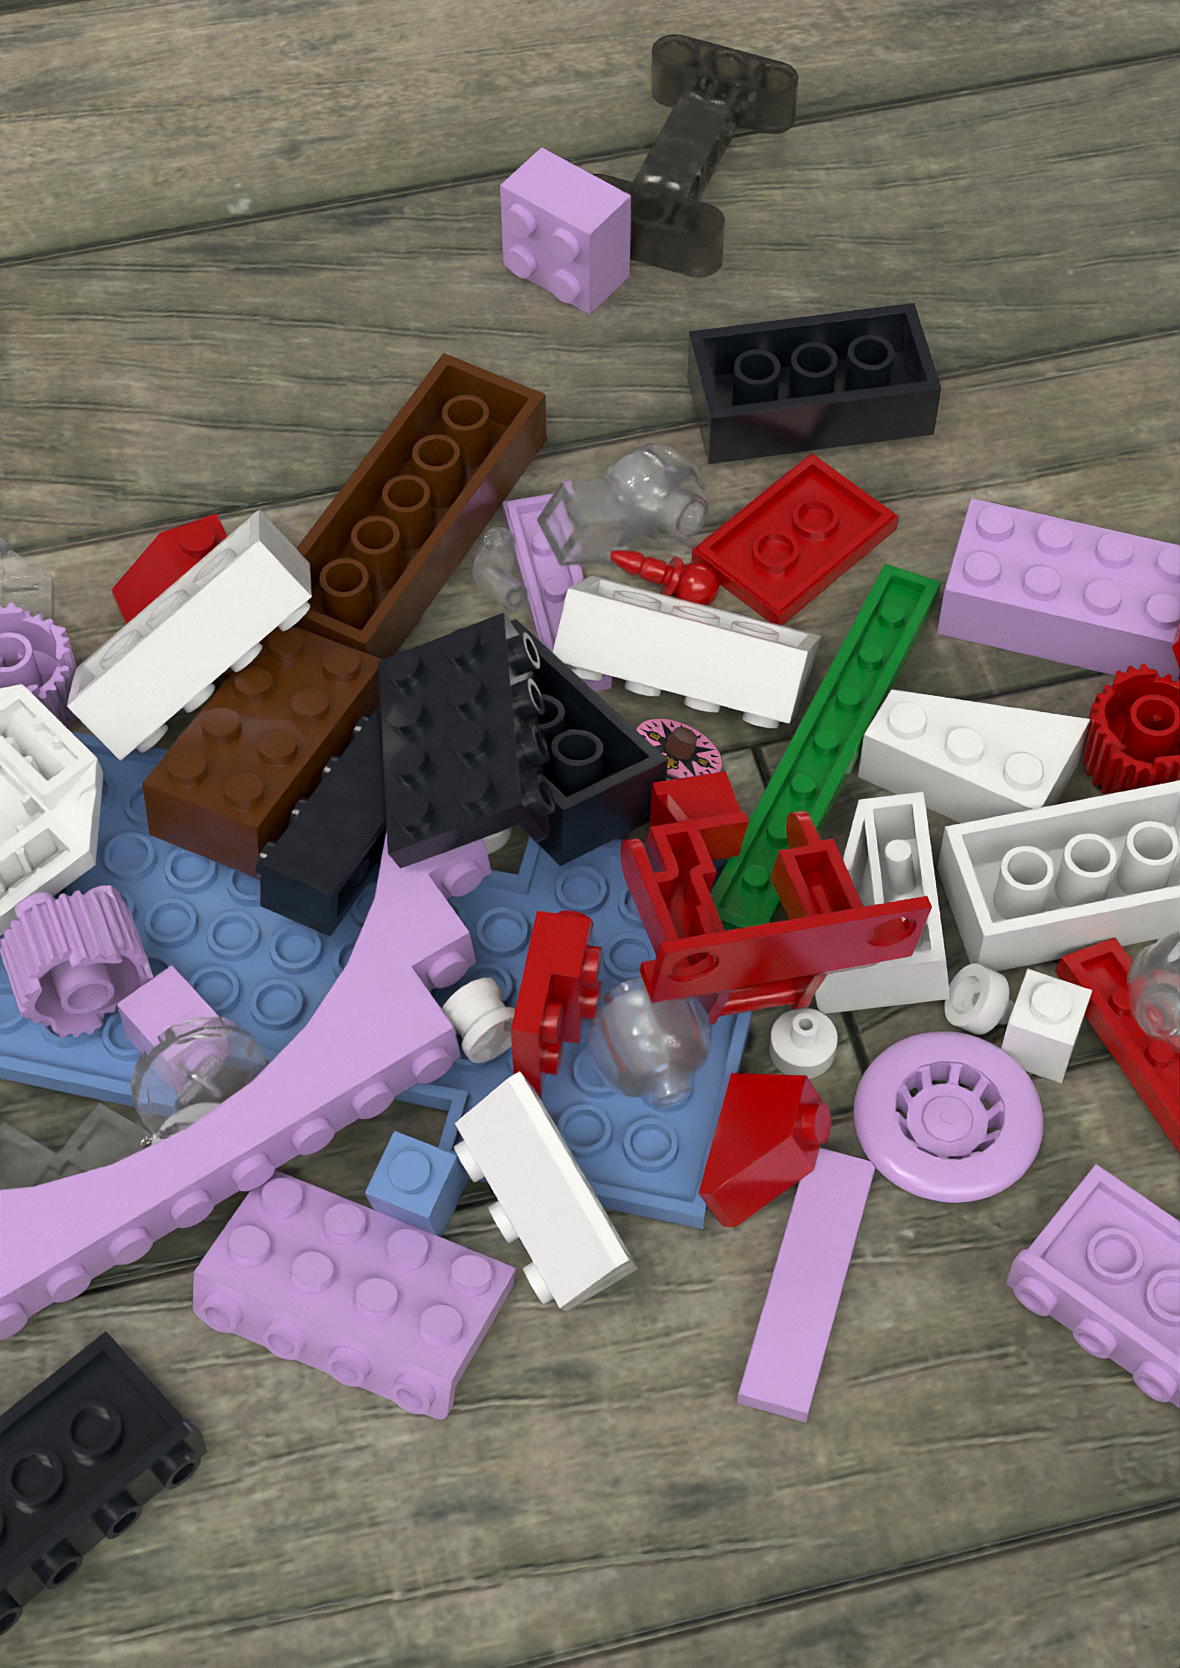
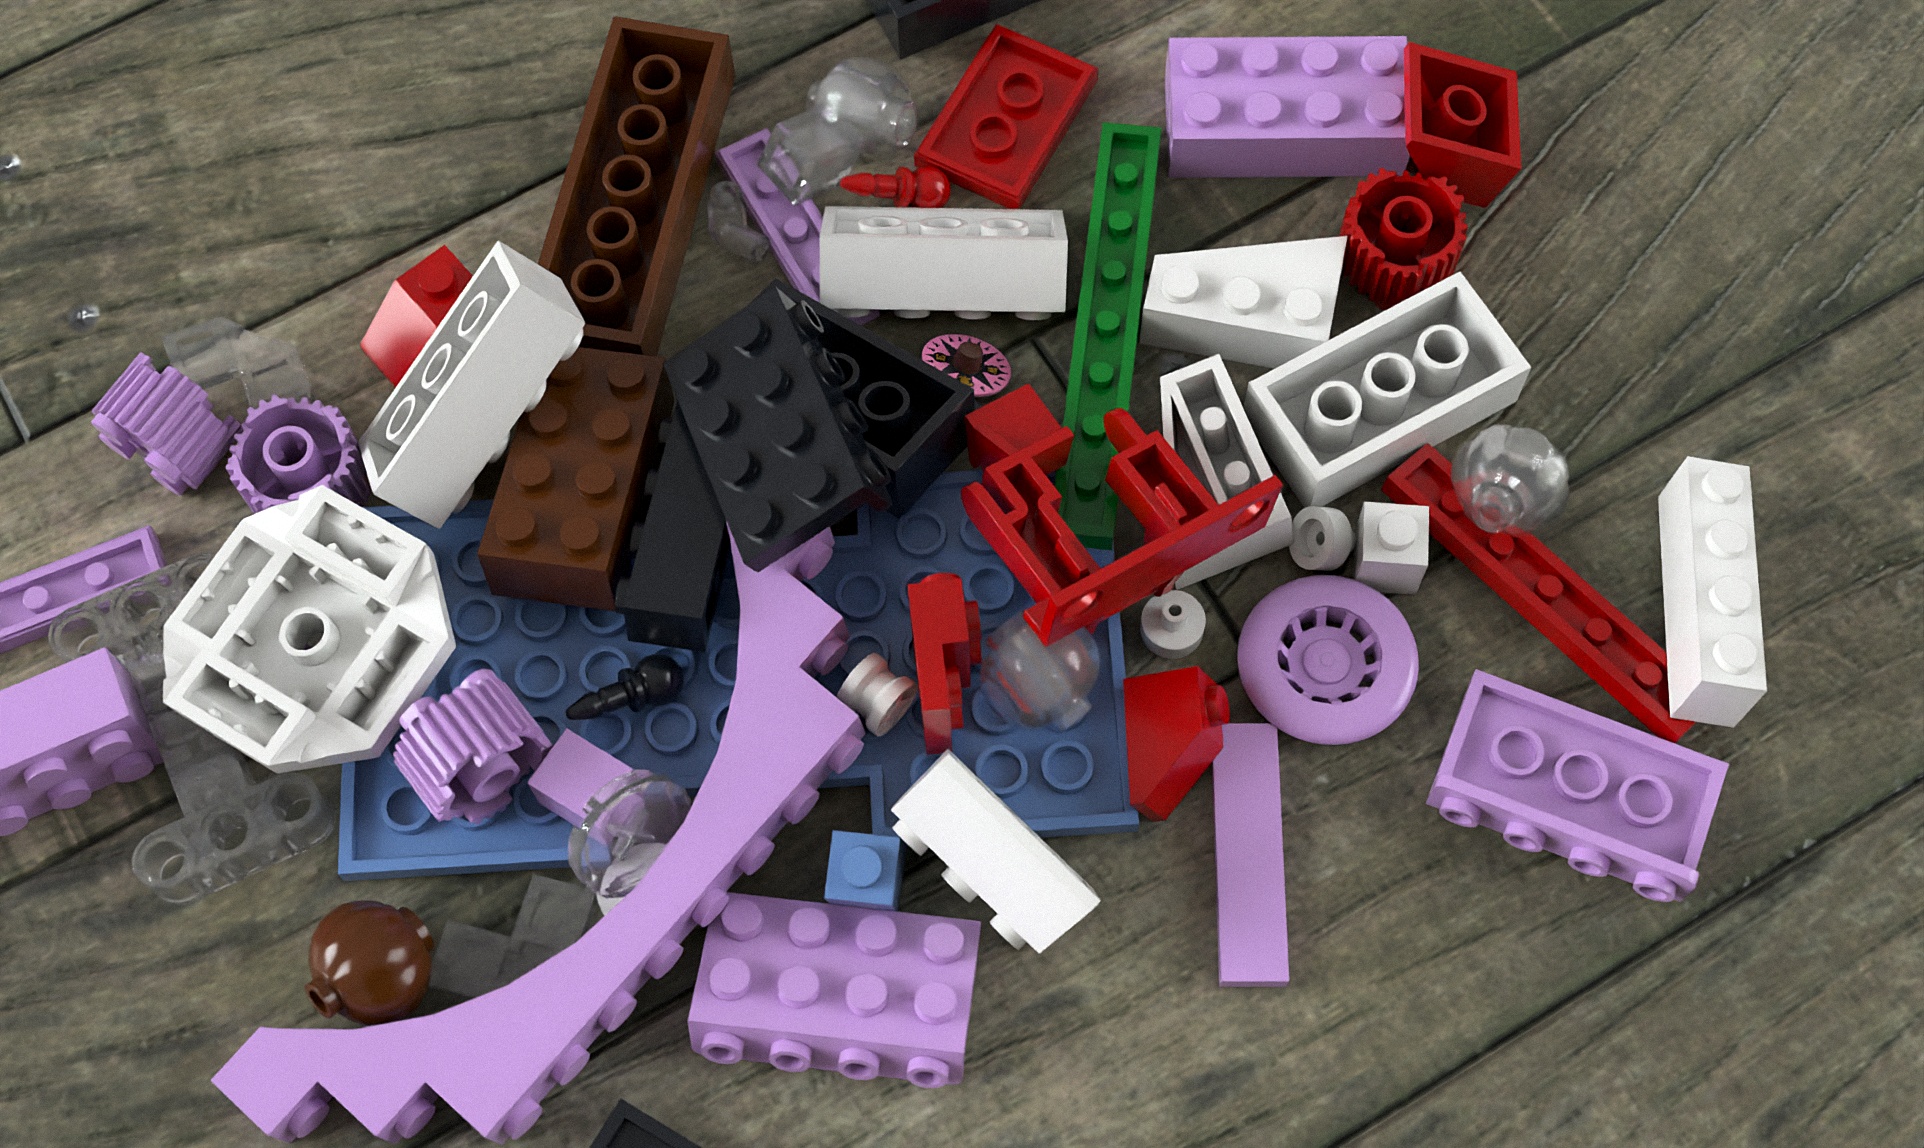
camera: 15 degrees left, 10 degrees up
(275, 954) = (653, 681): none -> black bar

